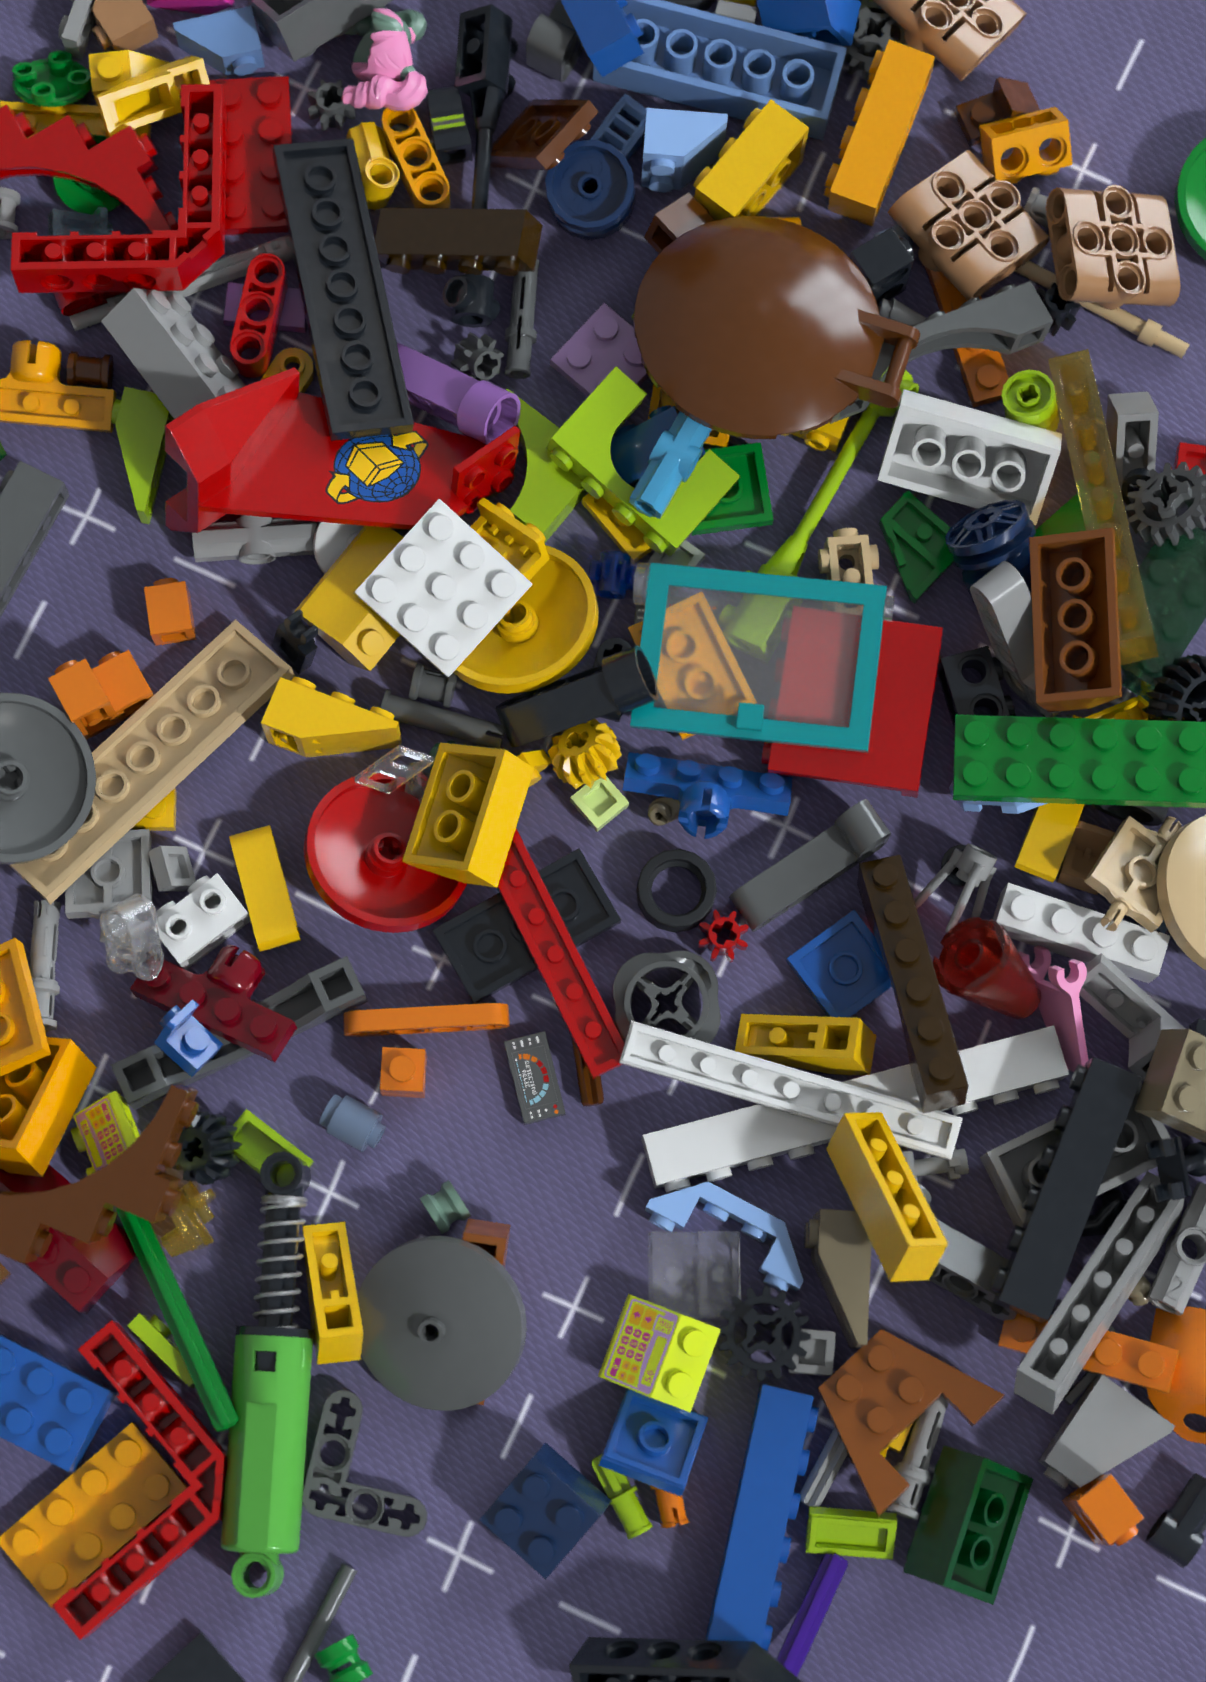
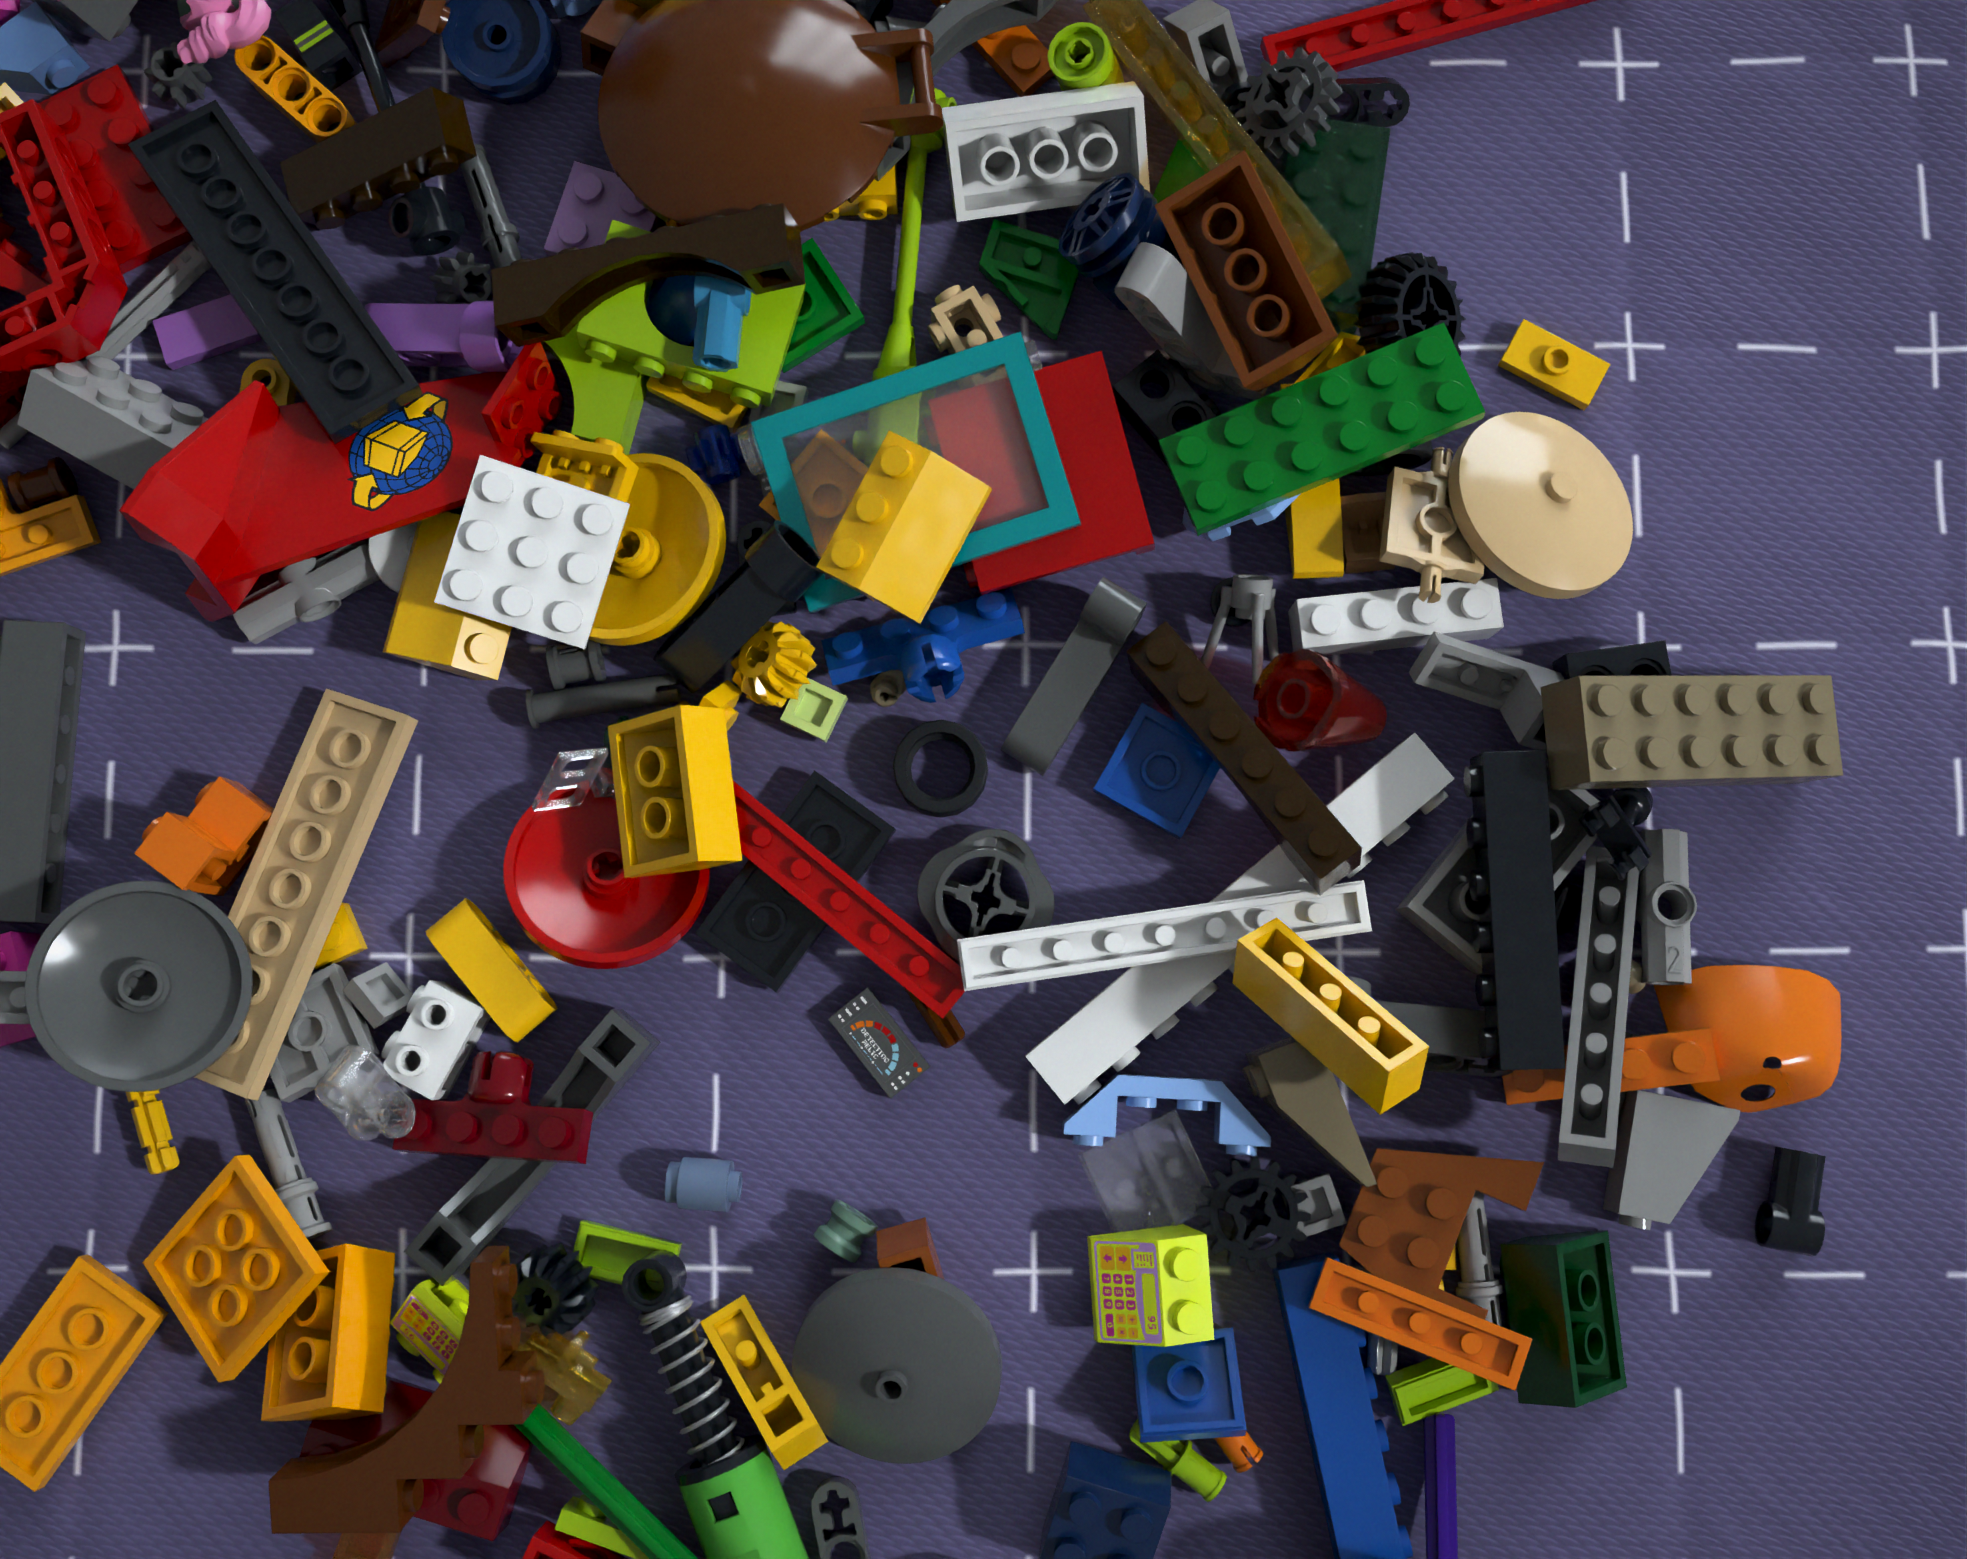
camera: 15 degrees left, 5 degrees up
(141, 434) = (146, 565): lime slope -> none
(169, 612) = (250, 712): orange brick -> none
(187, 1039) = (476, 1182): bracket -> none
(257, 297) = (183, 325): red beam -> none
(296, 642) = (403, 683): black plate -> none
(325, 724) = (470, 763): yellow slope -> none
(376, 169) = (256, 121): yellow piece -> none
(403, 1072) = (733, 1104): orange brick -> none
(426, 1019) = (732, 1034): orange beam -> none
(546, 403) = (553, 293): none -> dark brown arch
(717, 926) = (1002, 787): red gear -> none
(731, 694) = (904, 527): none -> yellow slope
(809, 1042) = (1156, 870): yellow slope -> none
(852, 1467) = (1420, 1323): none -> orange plate
(935, 1165) = (1350, 943): light grey bar -> none
(1061, 1003) = (1413, 706): bright pink flag -> none
(1104, 1511) = (1709, 1240): orange brick -> none

